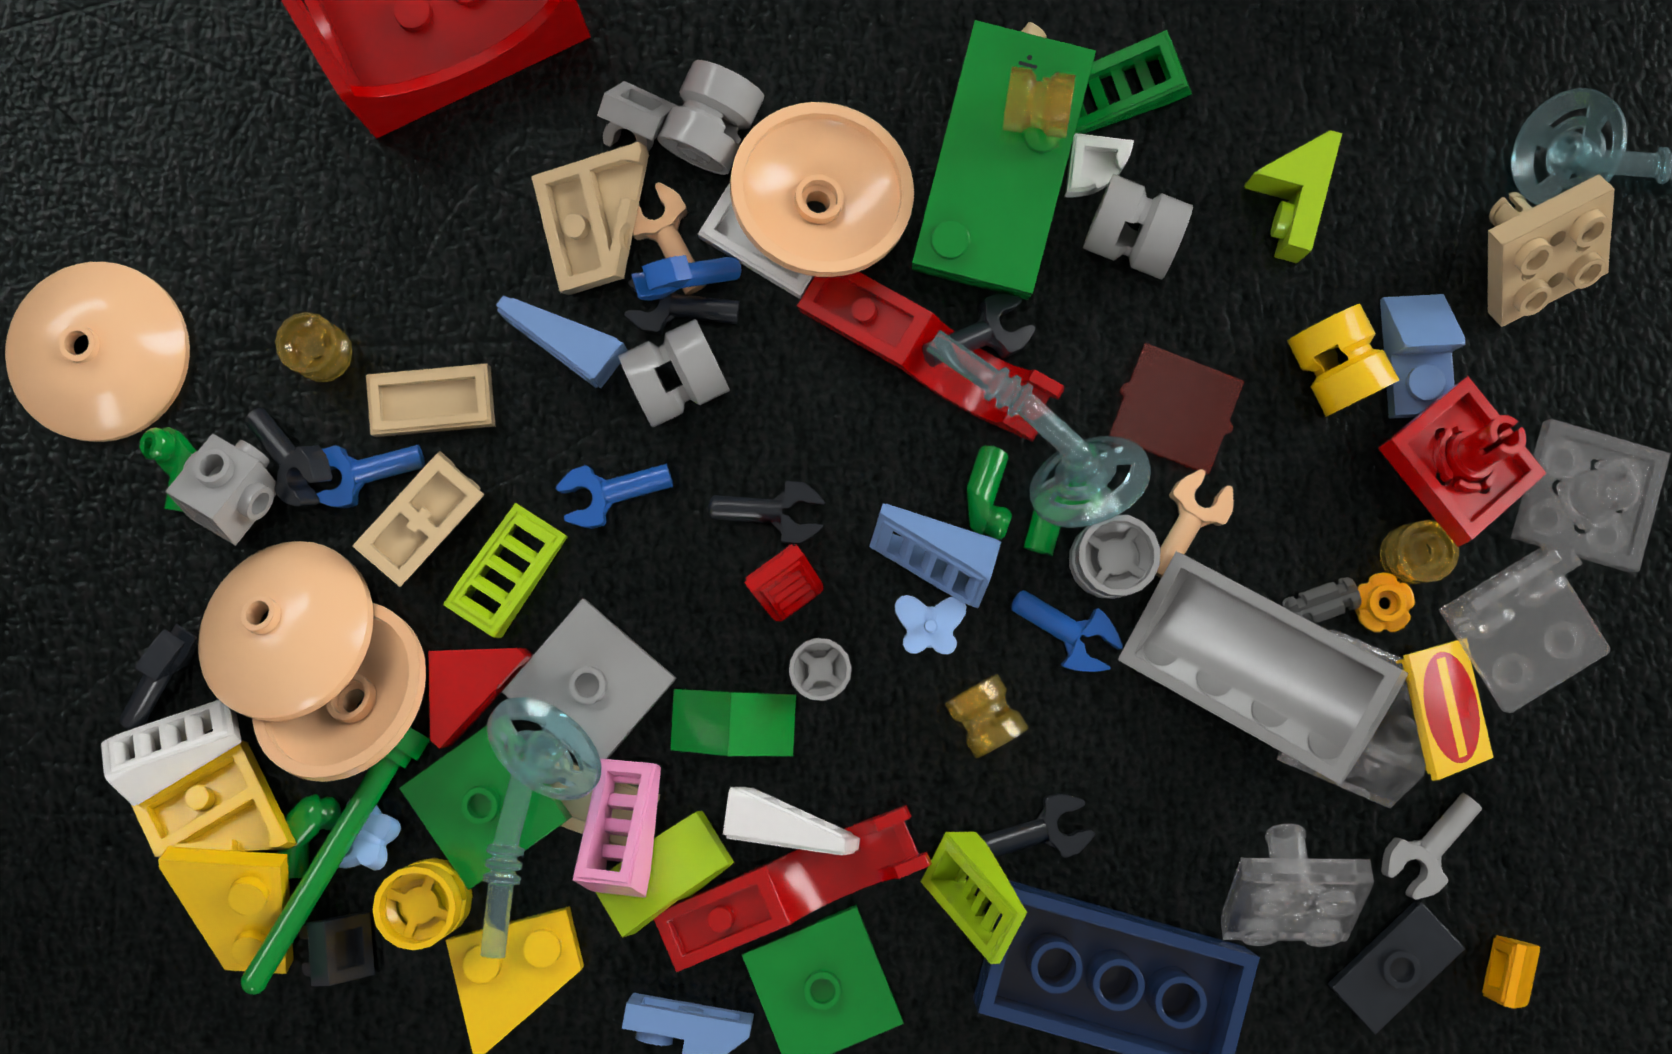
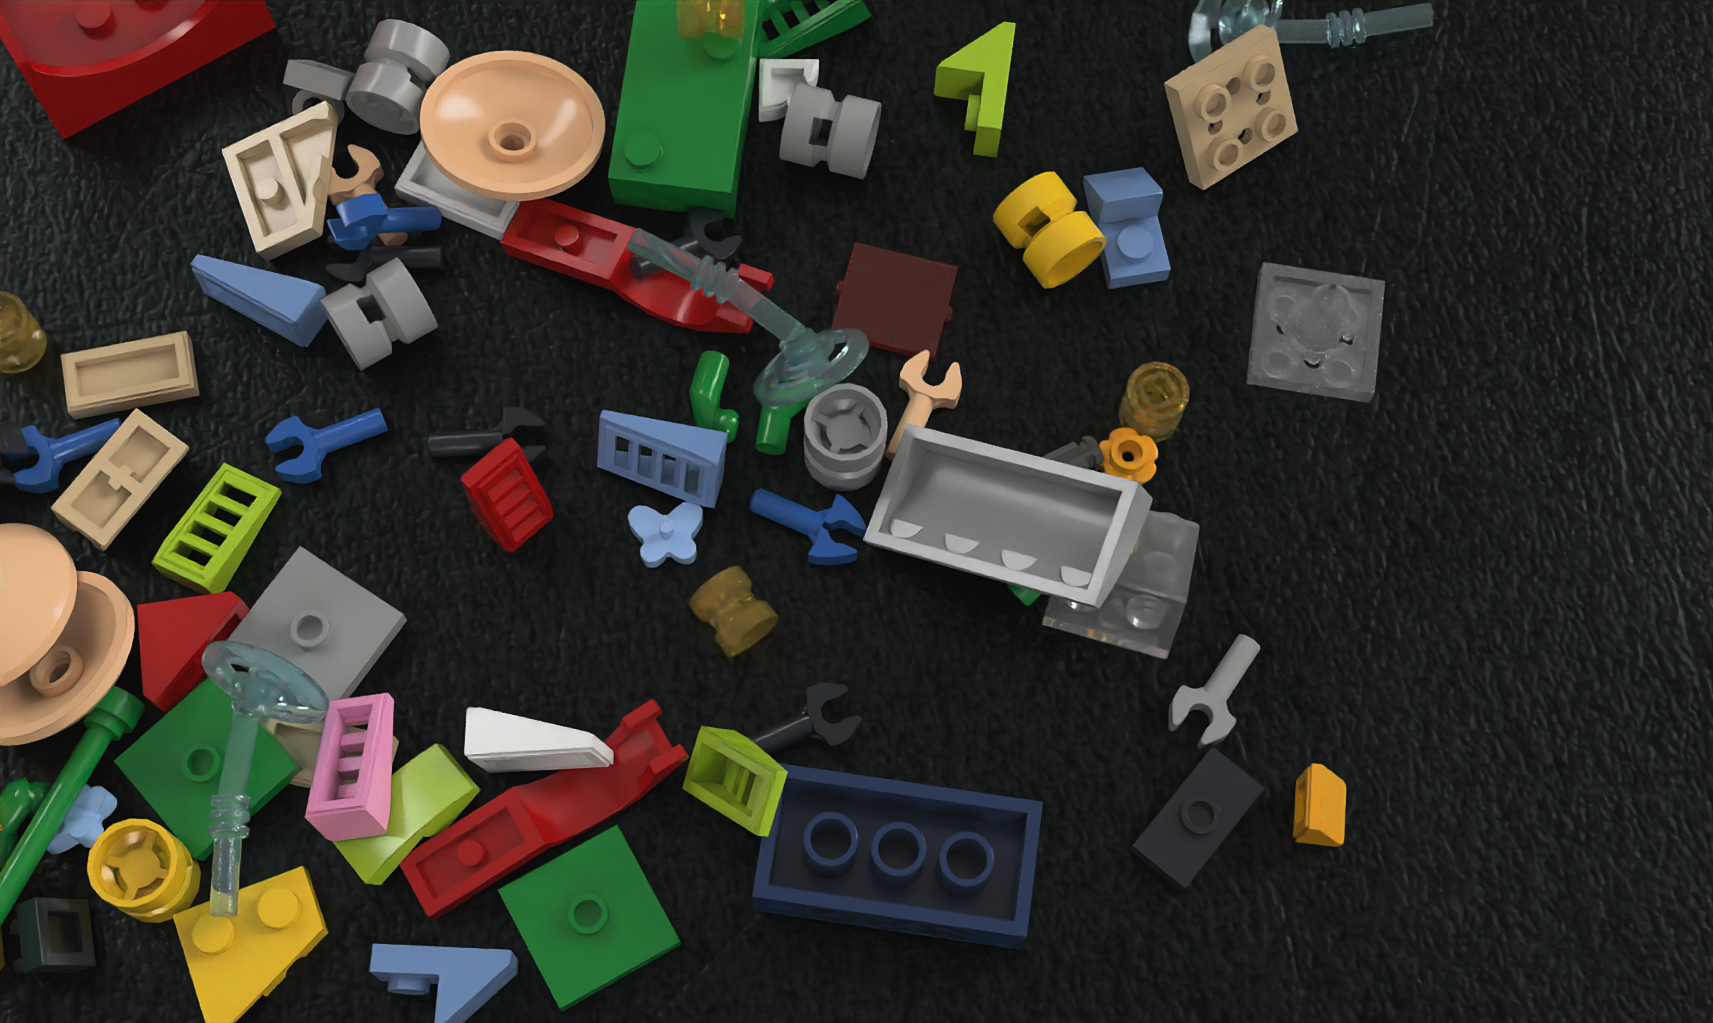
camera: 15 degrees left, 15 degrees down
(733, 723) = (469, 652): green slope -> none
(820, 669) = (555, 572): light grey wheel -> none
(1294, 895) = (1073, 735): clear plate -> none
(1446, 709) = (1203, 544): piece -> none
(1472, 453) = (1184, 290): red plate -> none
(1527, 627) = (1271, 460): clear bracket -> none

